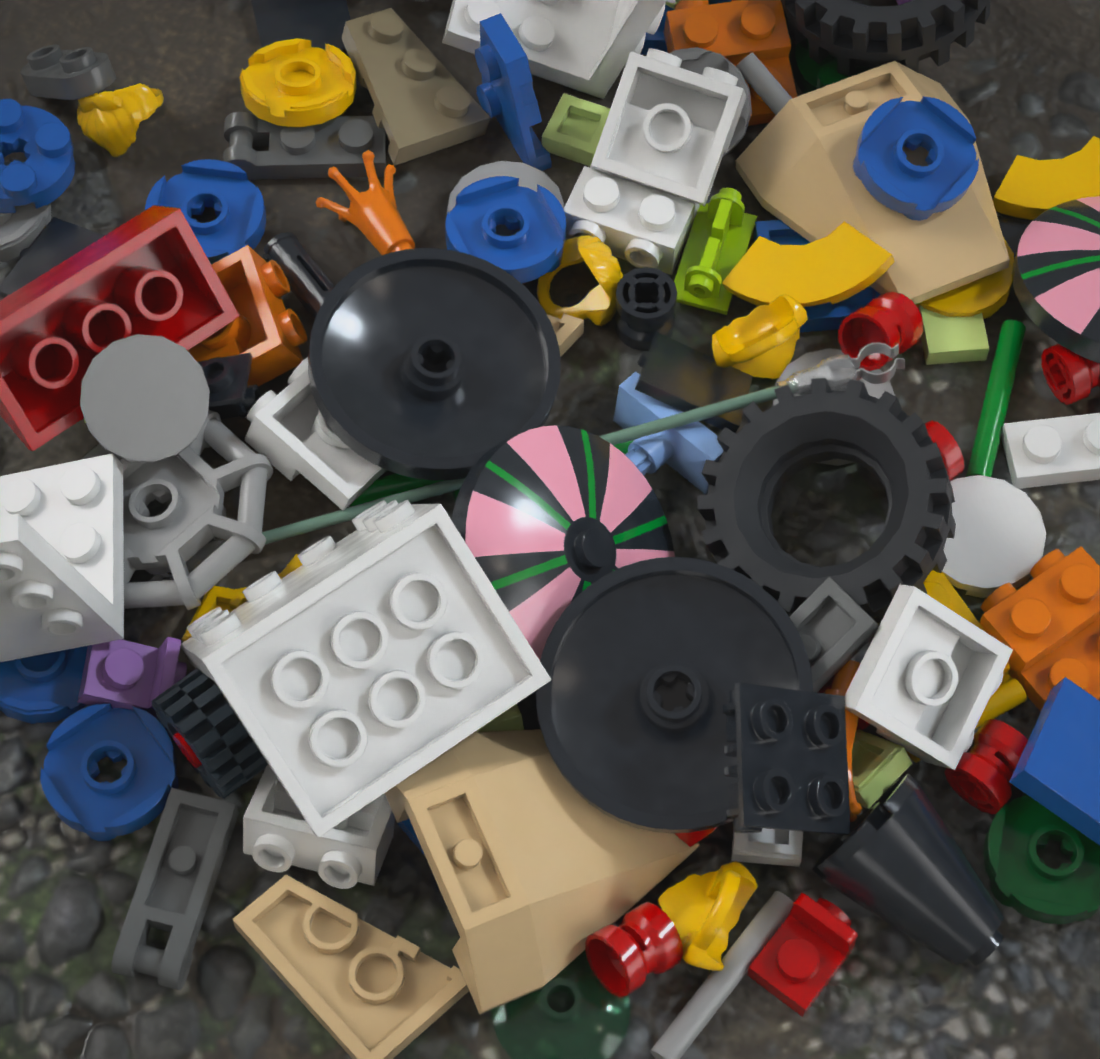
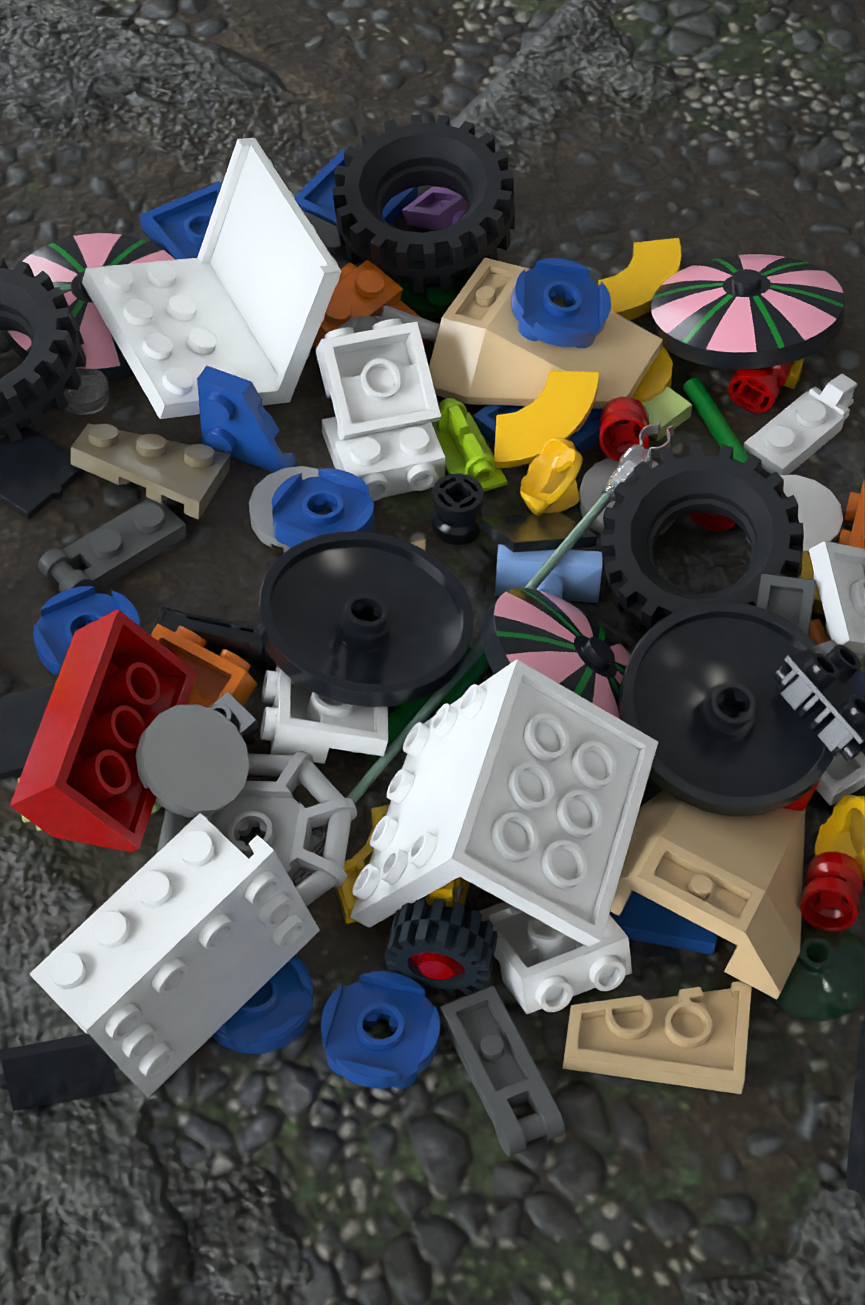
camera: 40 degrees left, 10 degrees down
(130, 673) = (340, 955): medium lavender bracket -> none
(298, 83) = (74, 507): yellow tile -> none
(373, 209) = (218, 557): orange piece -> none
(575, 129) = (299, 428): yellowish green tile -> none
(601, 300) = (423, 517): yellow piece -> none

